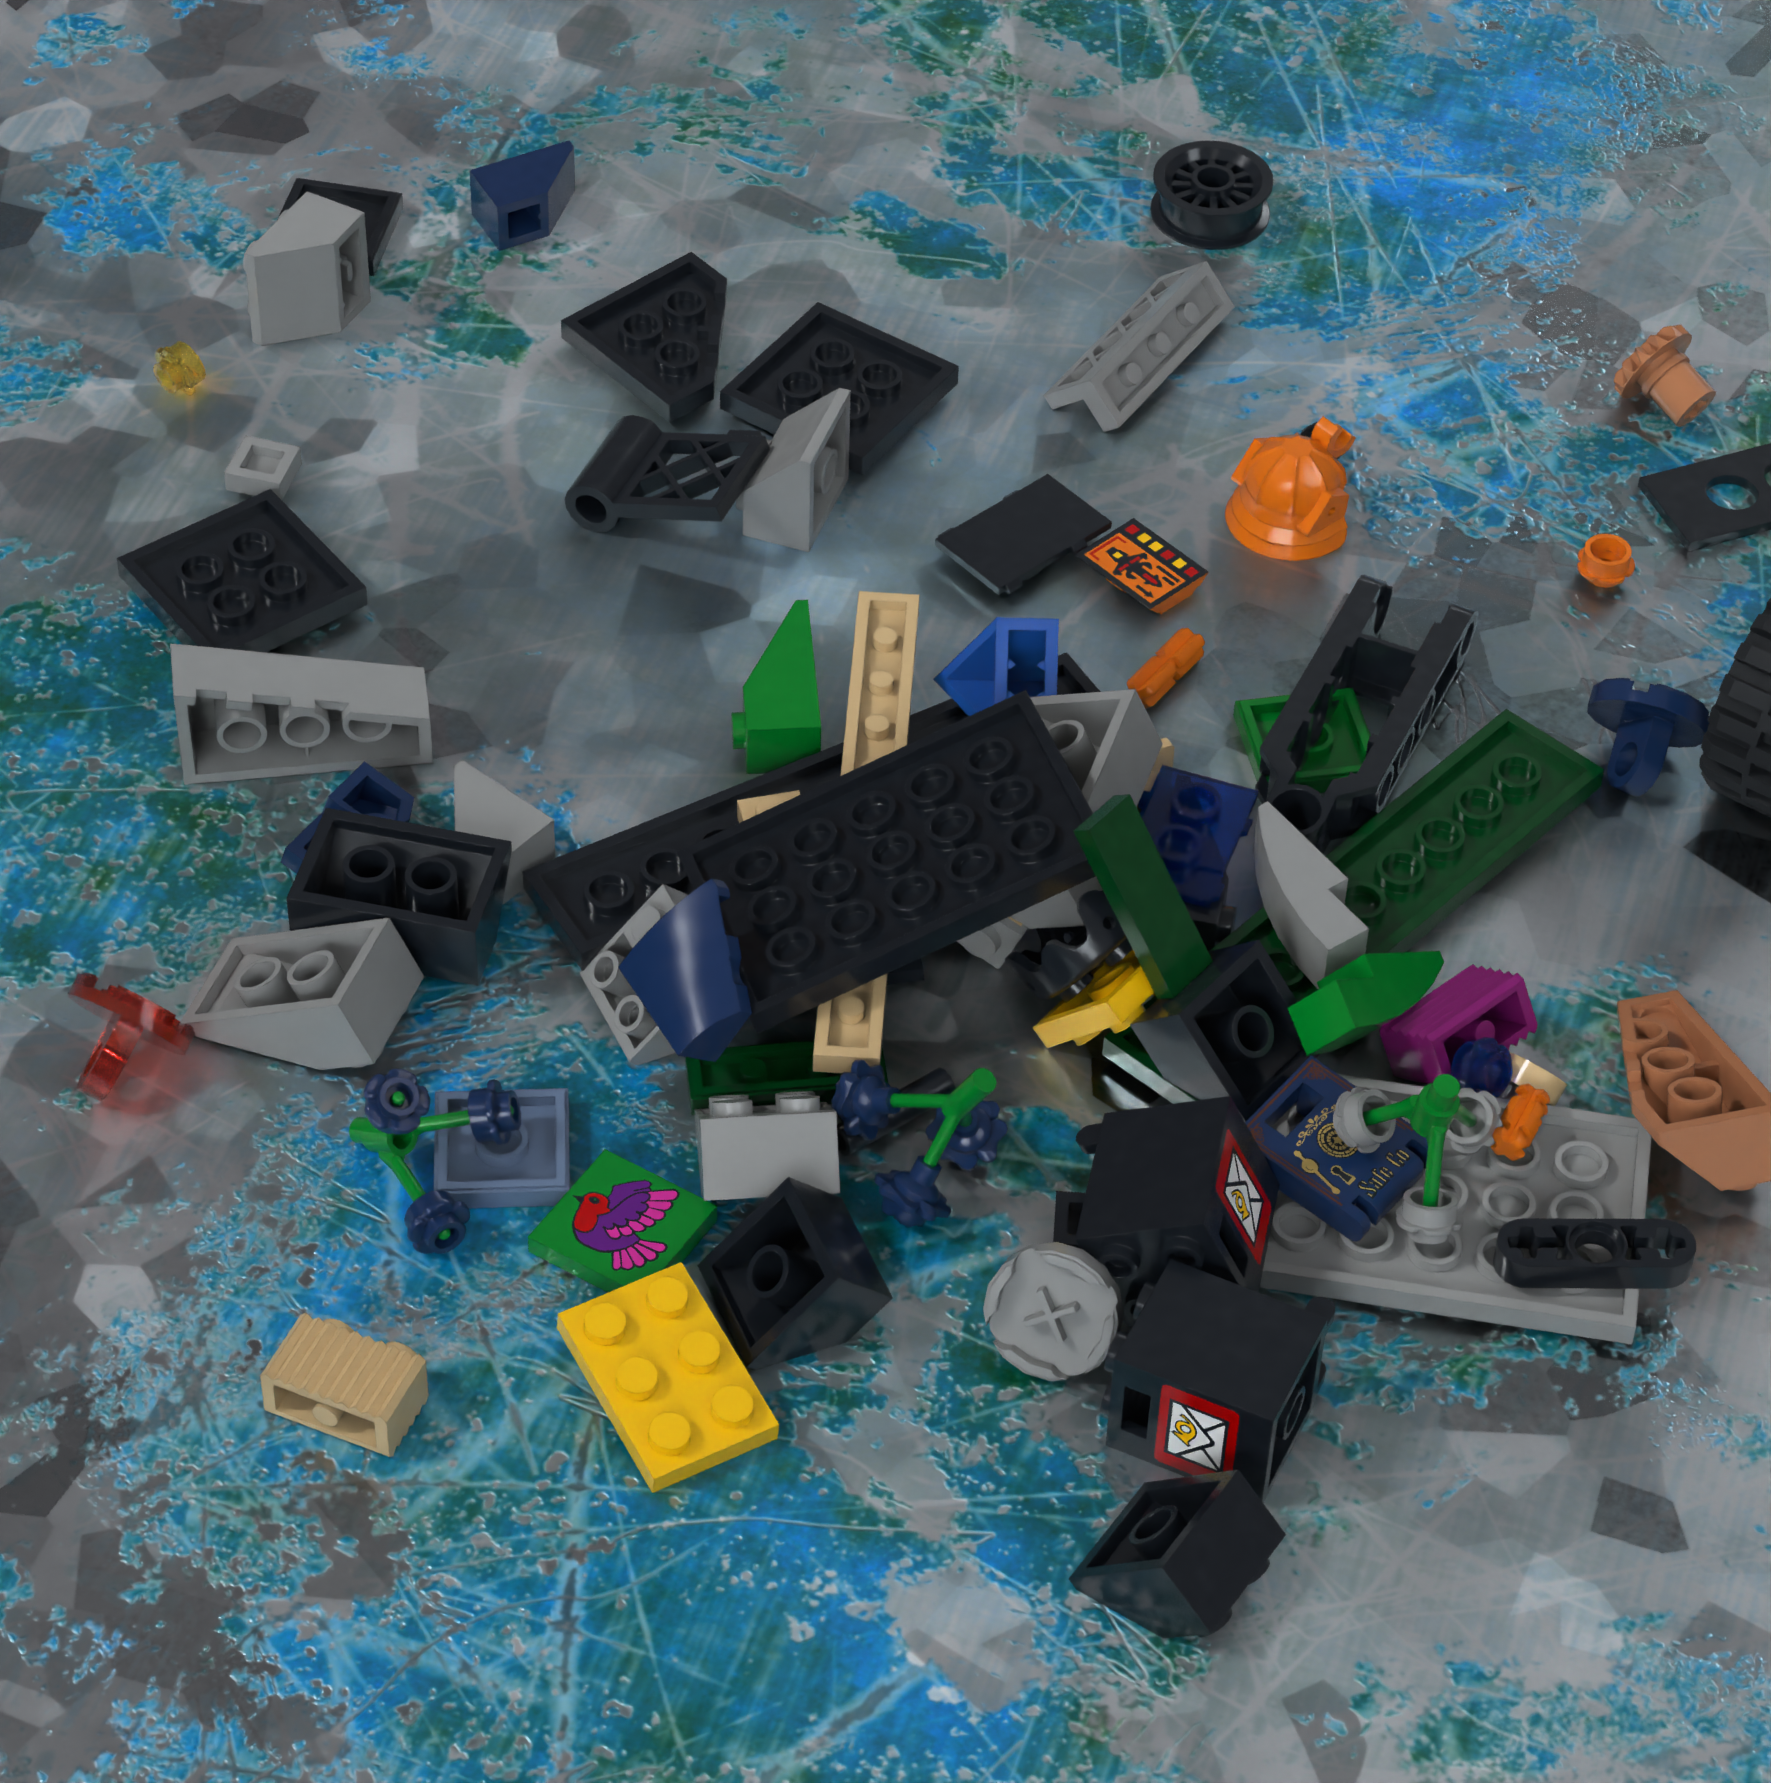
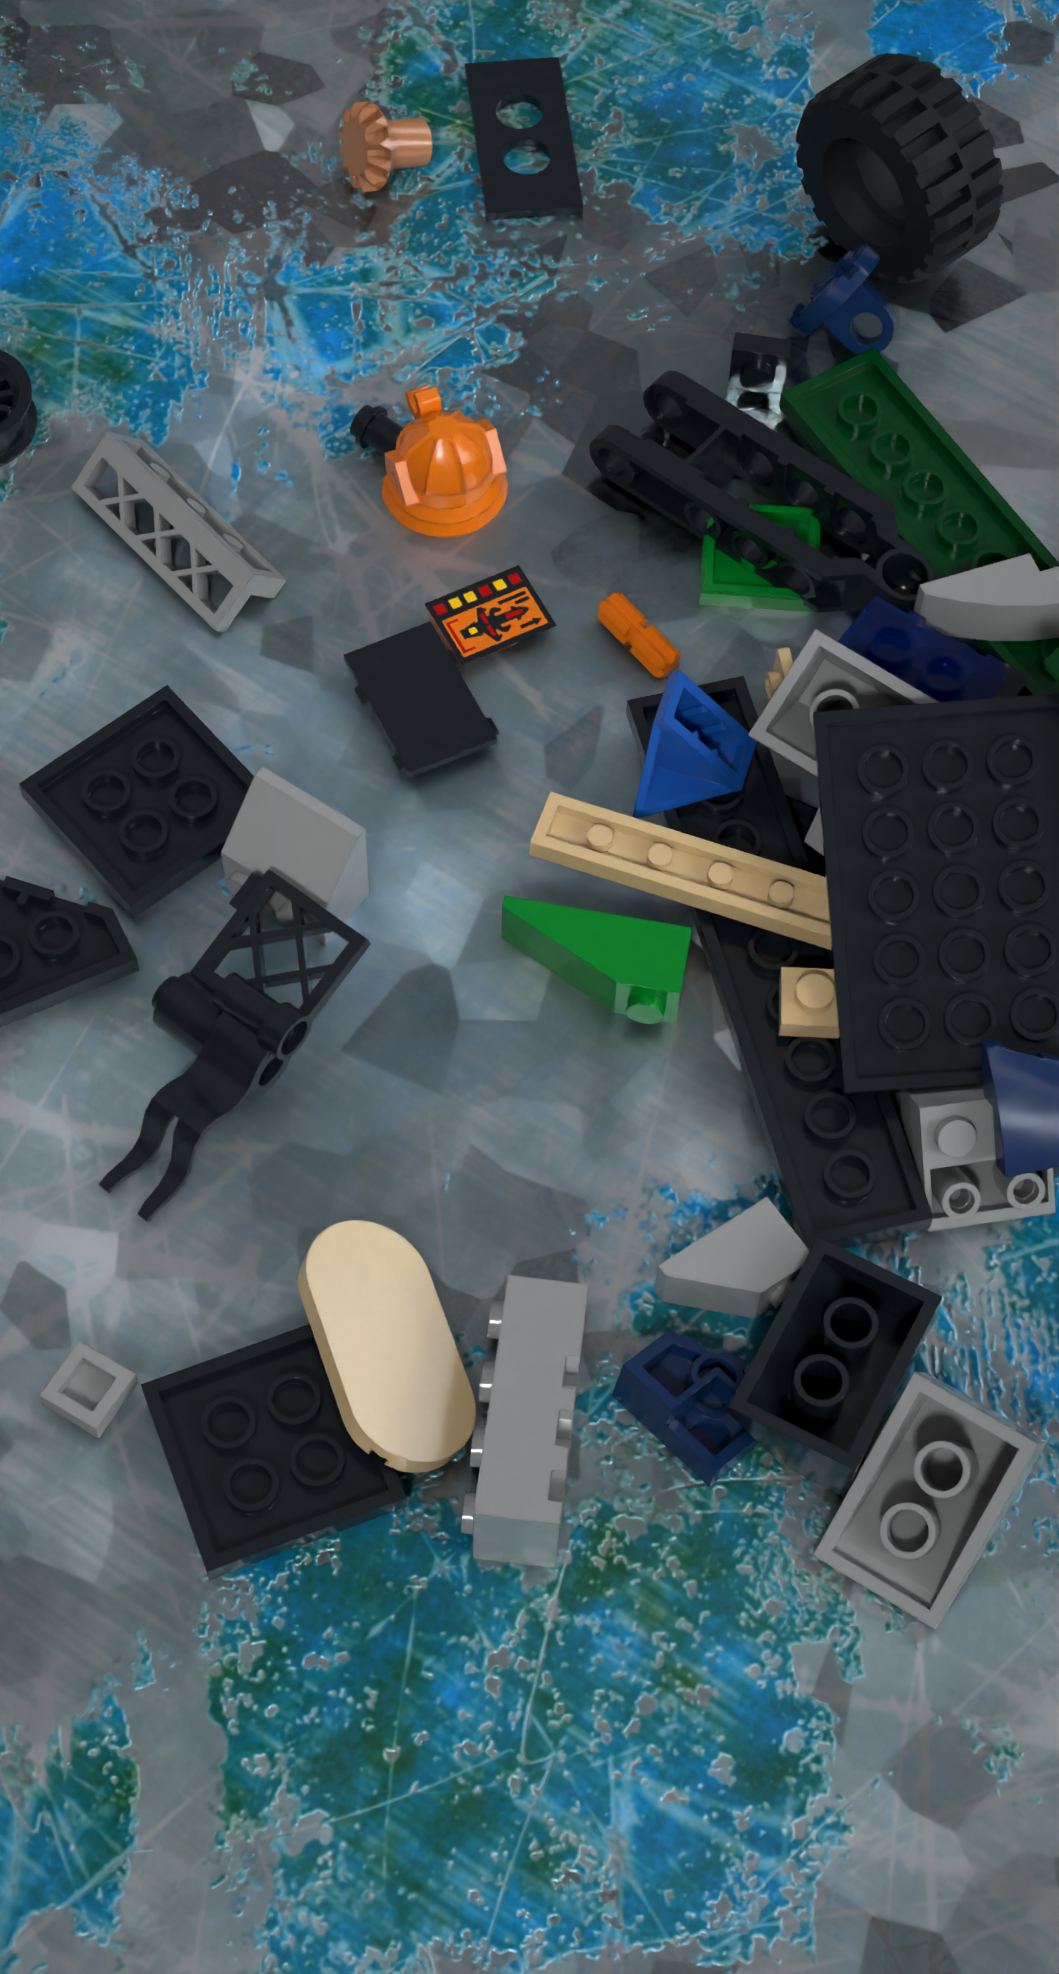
camera: 75 degrees left, 15 degrees up
(128, 1020) = (970, 1671): clear red tile -> none
(365, 607) = (386, 1346): none -> tan tile
(604, 471) = (214, 1084): none -> black flag
(1538, 689) = (759, 363): none -> black plate
(1606, 560) = (595, 268): orange plate -> none

